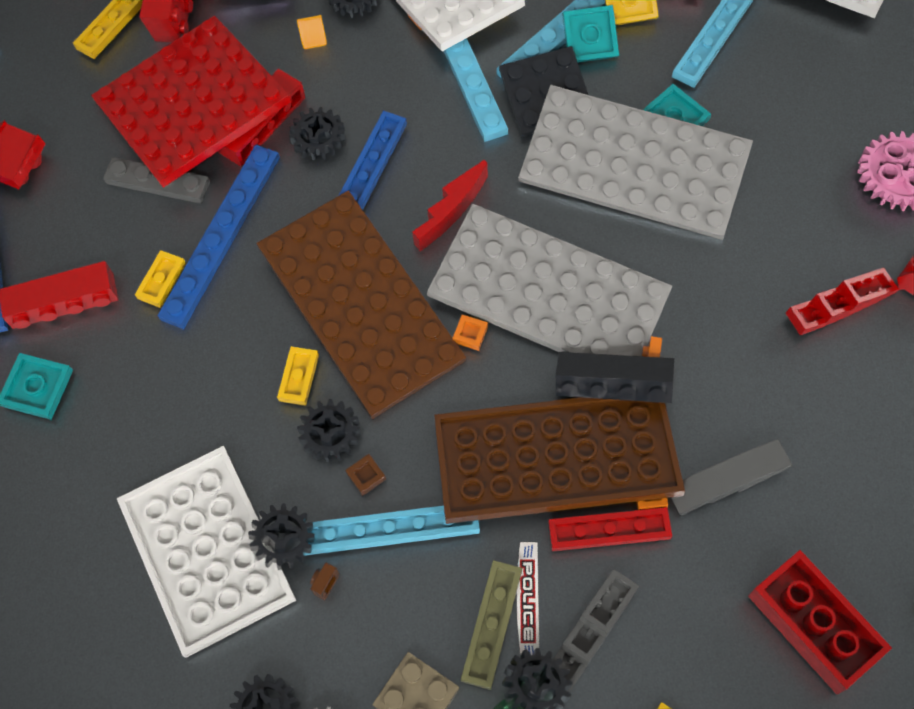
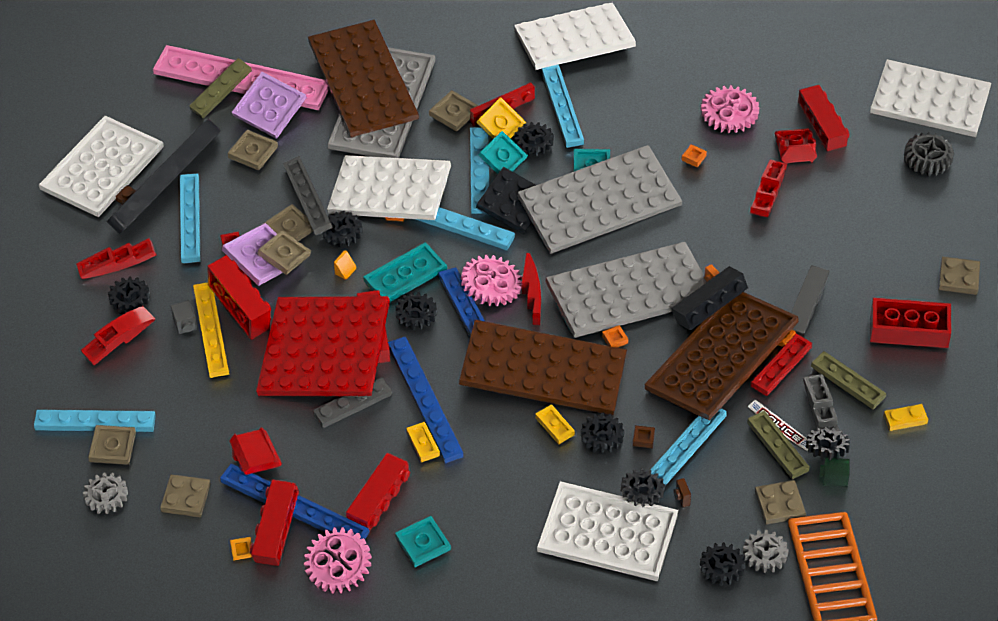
camera: 50 degrees left, 15 degrees down
(355, 85) = (406, 272): none -> teal plate
(421, 160) = (491, 280): none -> bright pink gear
(646, 41) = (534, 138): none -> black gear
(664, 622) = (848, 380): none -> olive plate
(798, 194) = (694, 155): none -> orange plate

